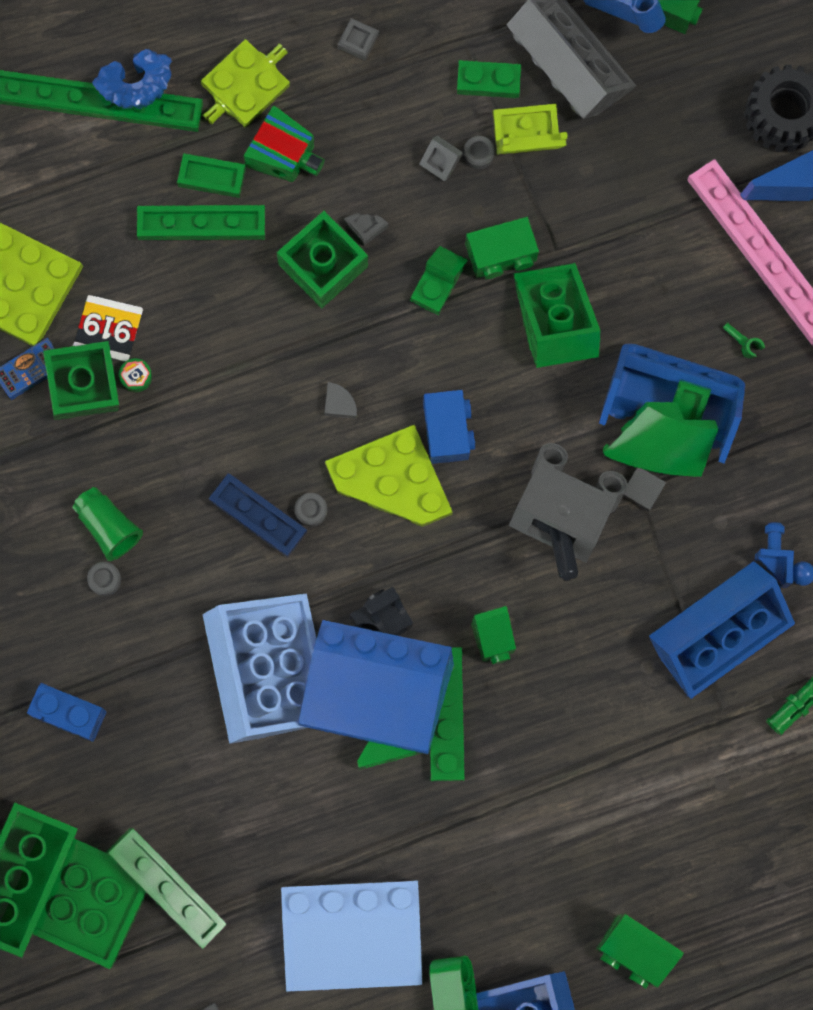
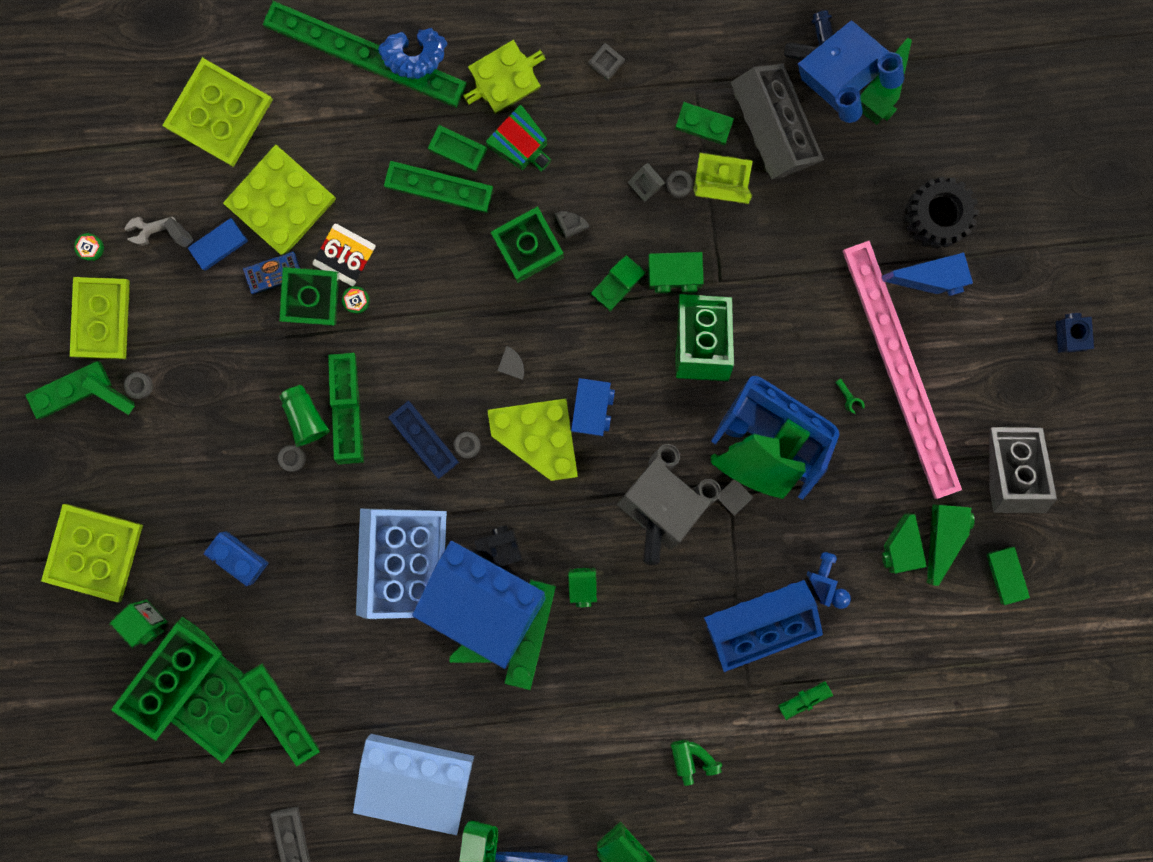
camera: 20 degrees right, 10 degrees up
(155, 504) = (345, 409): none -> green slope
(676, 823) = (684, 764): none -> green plant

